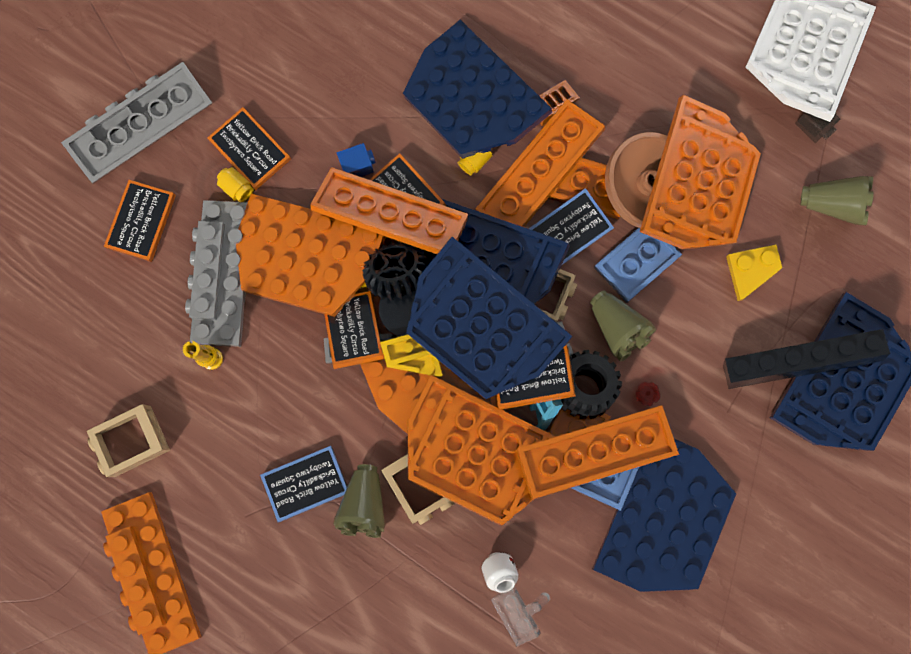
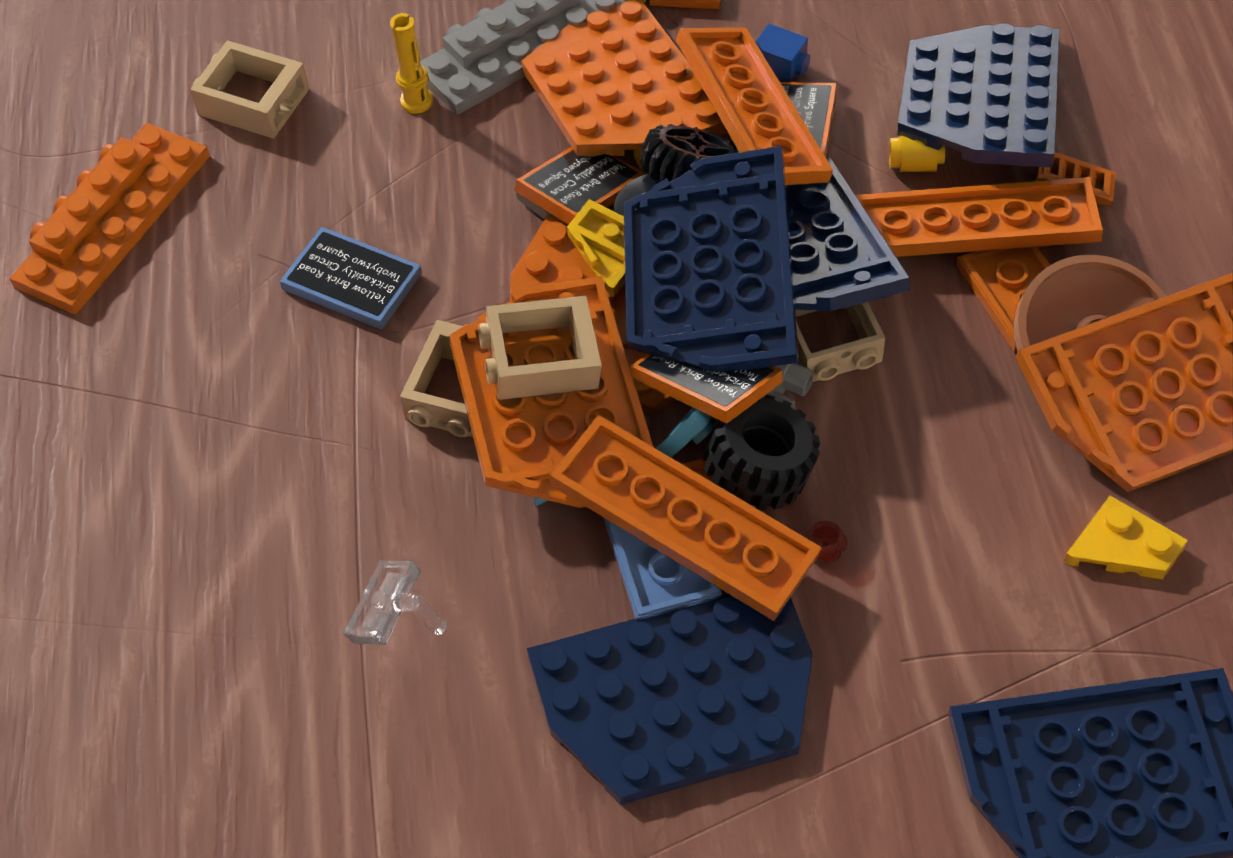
camera: 50 degrees right, 25 degrees down
(362, 504) = (373, 336): olive cone -> none
(469, 420) = (542, 377): none -> tan window
(500, 572) = (425, 537): white head -> none
(575, 222) = (944, 305): black tile -> none
(621, 325) = (876, 443): olive cone -> none
(636, 263) = (981, 409): medium blue tile -> none
(806, 359) = (1070, 671): black brick -> none

